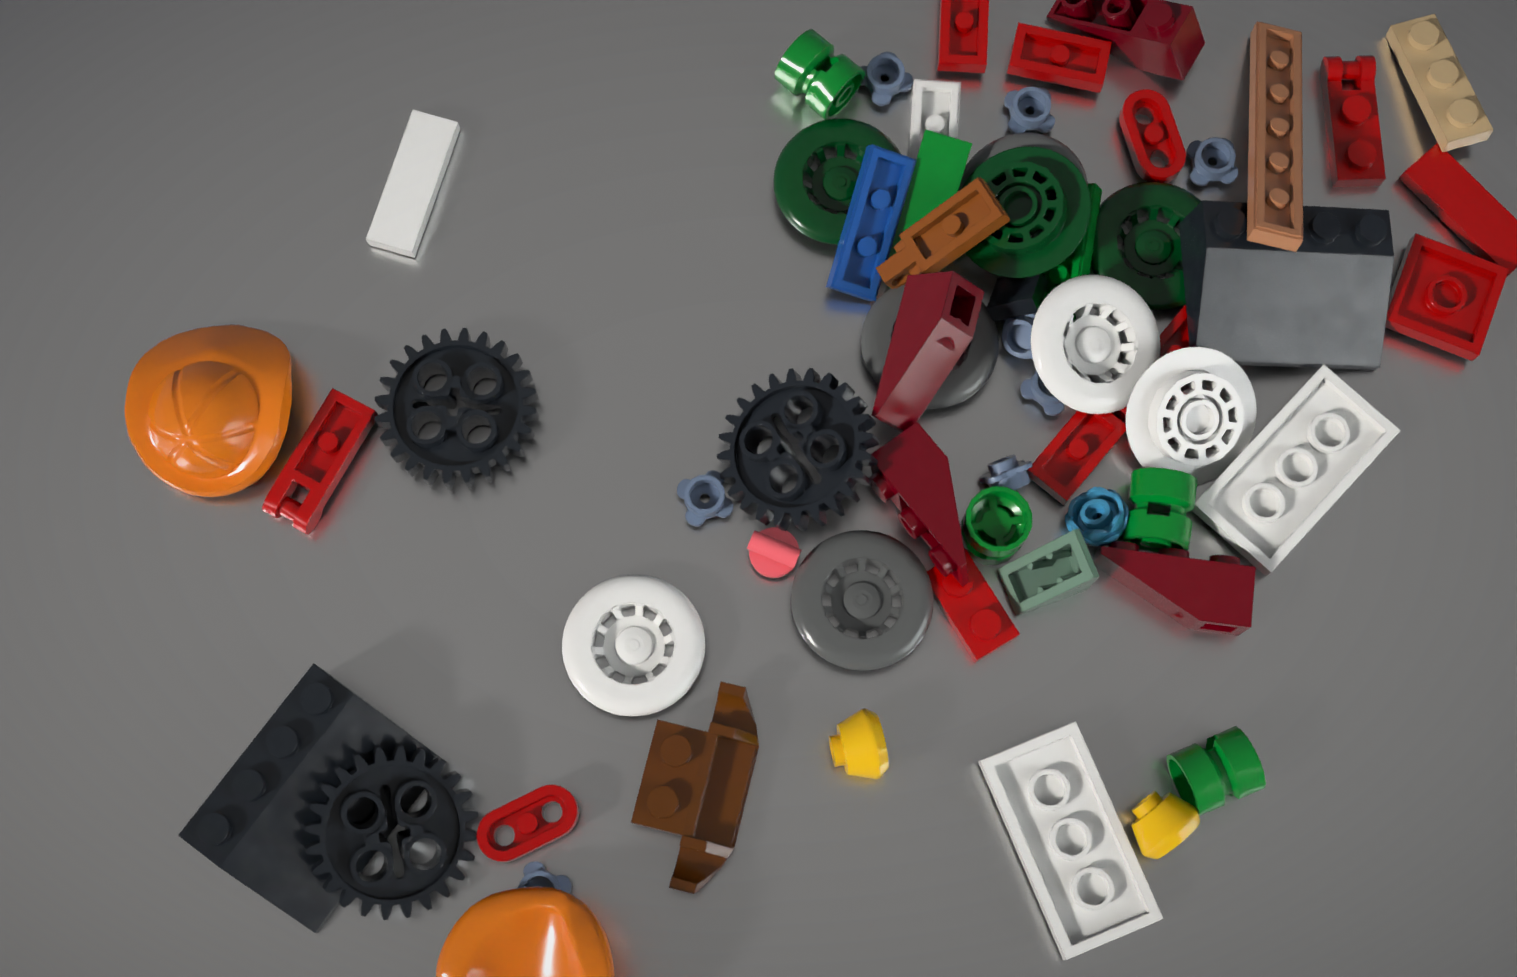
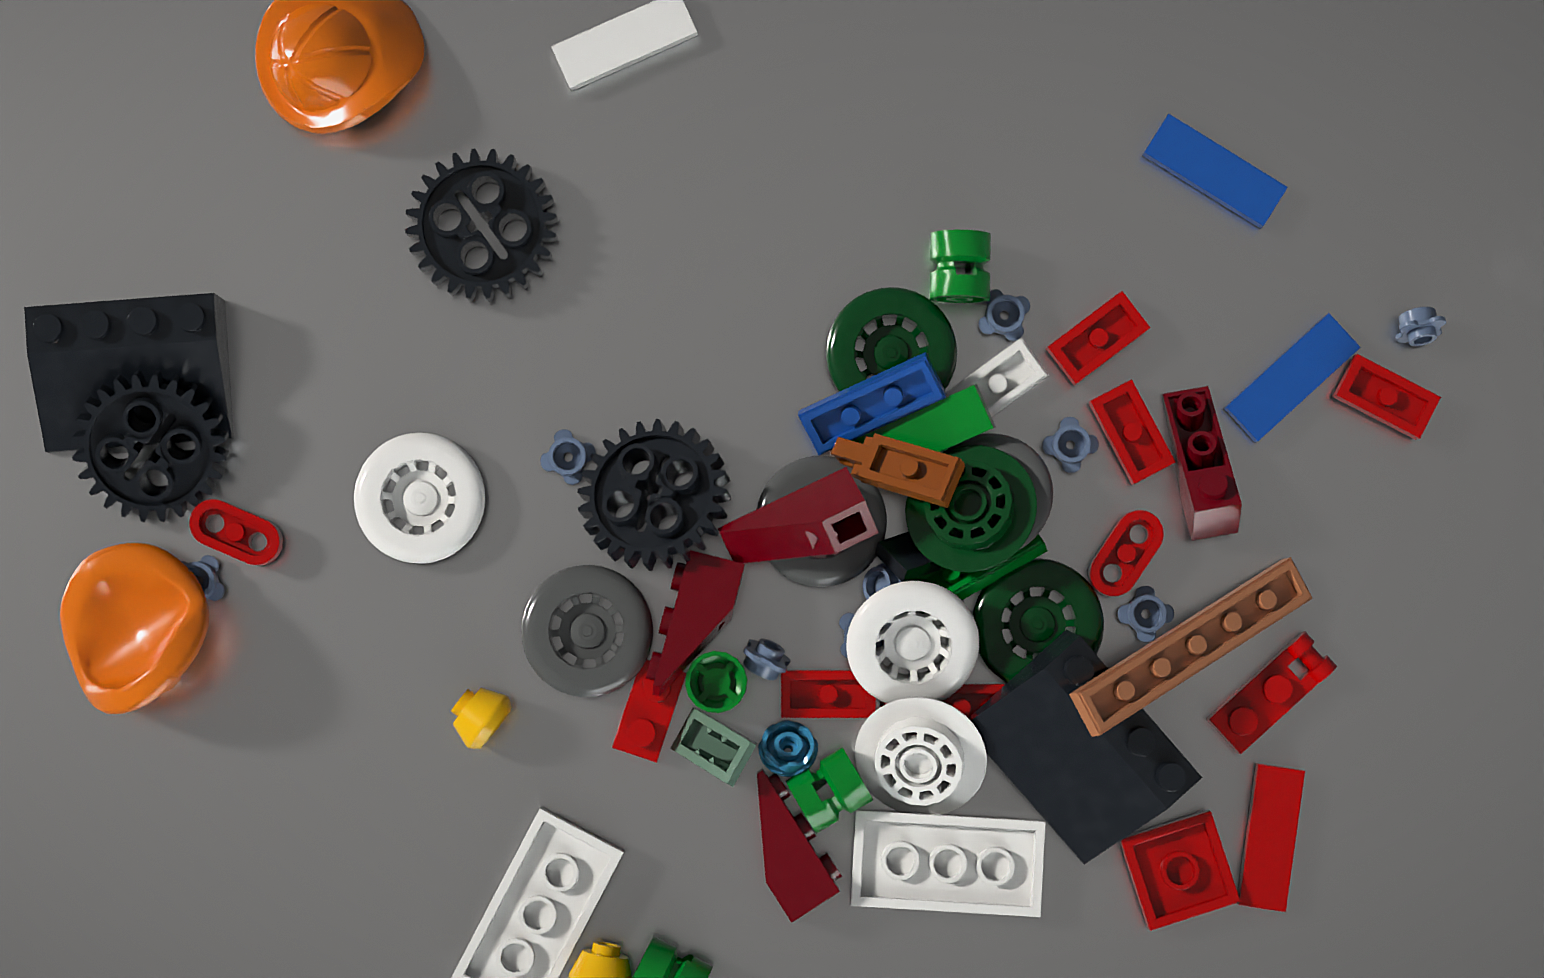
camera: 50 degrees right, 10 degrees up
(320, 460) = (364, 162): red plate -> none
(700, 785) = (359, 629): reddish brown plate -> none
(773, 552) = (568, 539): coral plate -> none
(1439, 83) = (1357, 734): tan plate -> none

